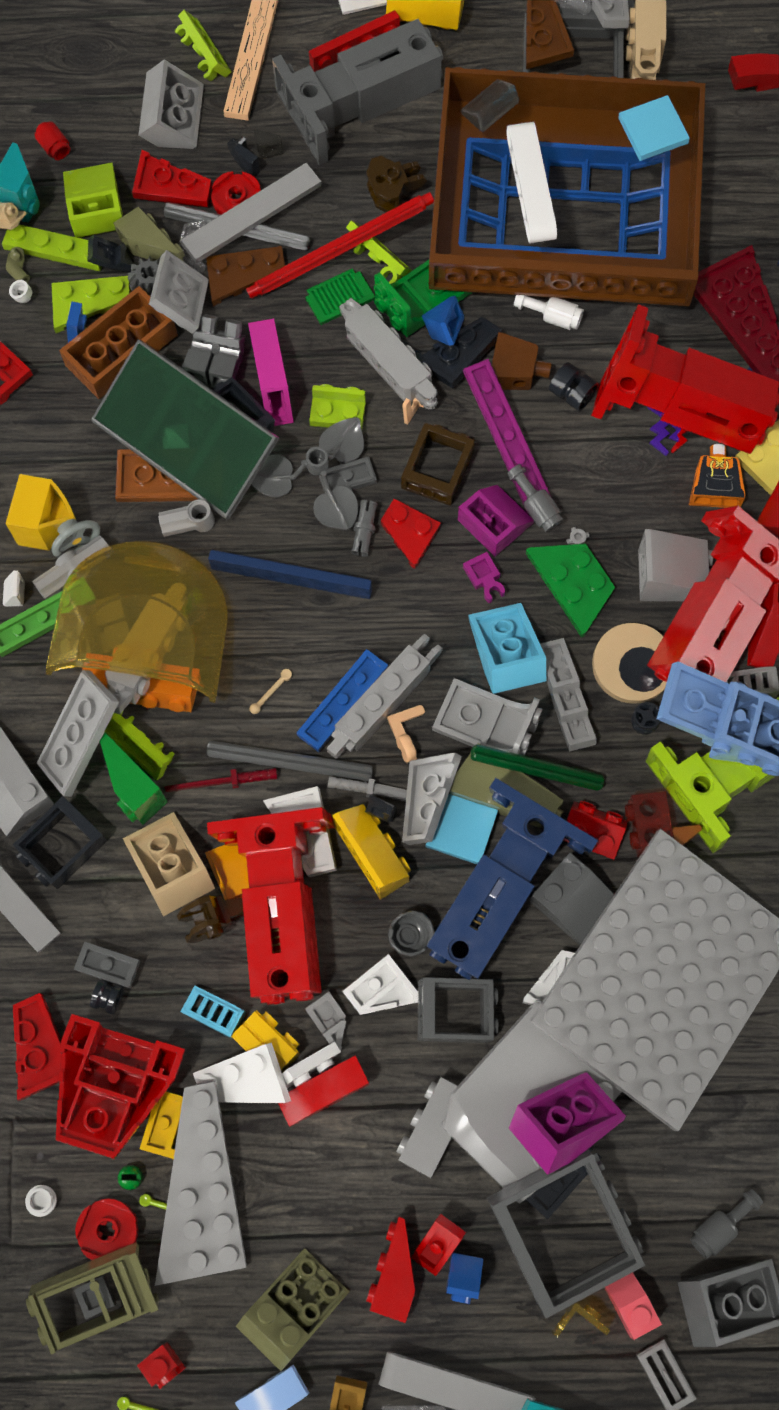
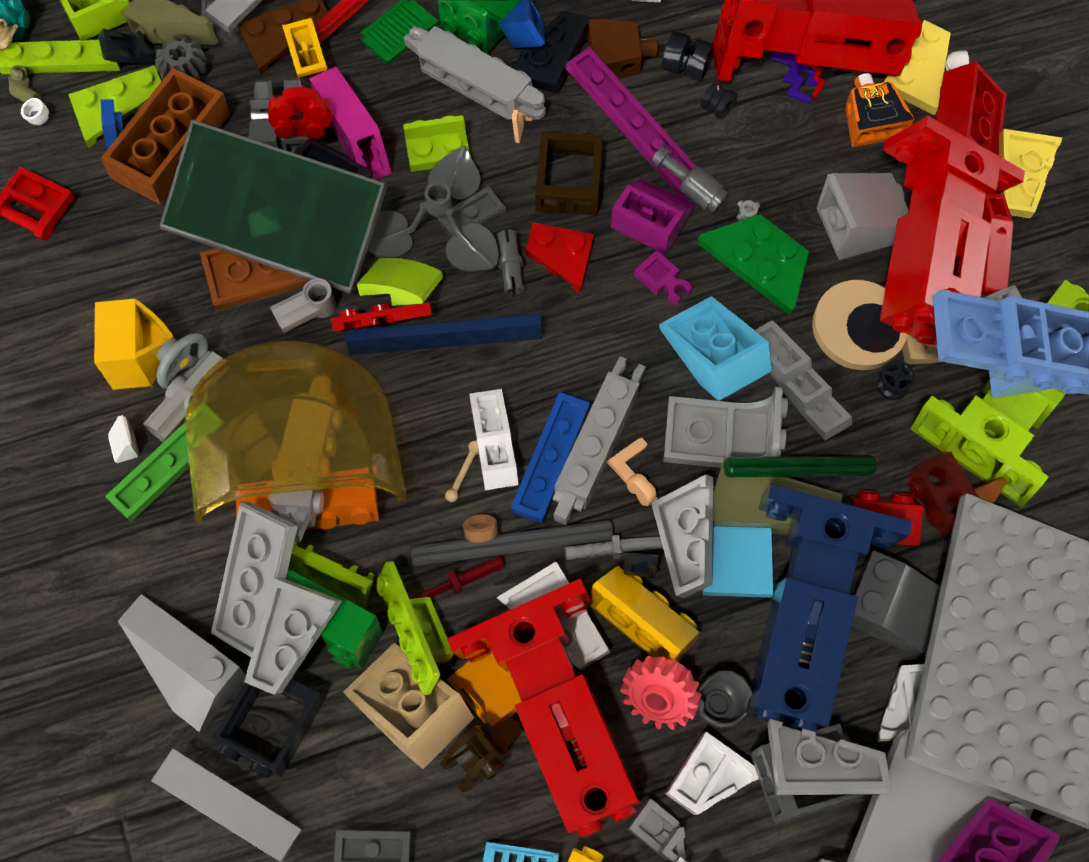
camera: 20 degrees left, 5 degrees down
(89, 782) = (287, 633): none -> light grey wing
(179, 292) = (220, 63): light grey plate -> none
(193, 806) = (417, 627): none -> lime bracket
(227, 356) = (286, 120): none -> red plate
(246, 543) = (380, 315): none -> red wing
(253, 295) = (304, 47): none -> yellow slope
(267, 742) = (480, 528): none -> medium nougat tile
(269, 519) = (403, 279): none -> lime slope
(301, 673) = (493, 439): none -> white slope
(363, 912) = (661, 691): none -> coral gear
(463, 1007) = (822, 766): none -> light grey wing
(586, 433) = (718, 99): none -> black wheel

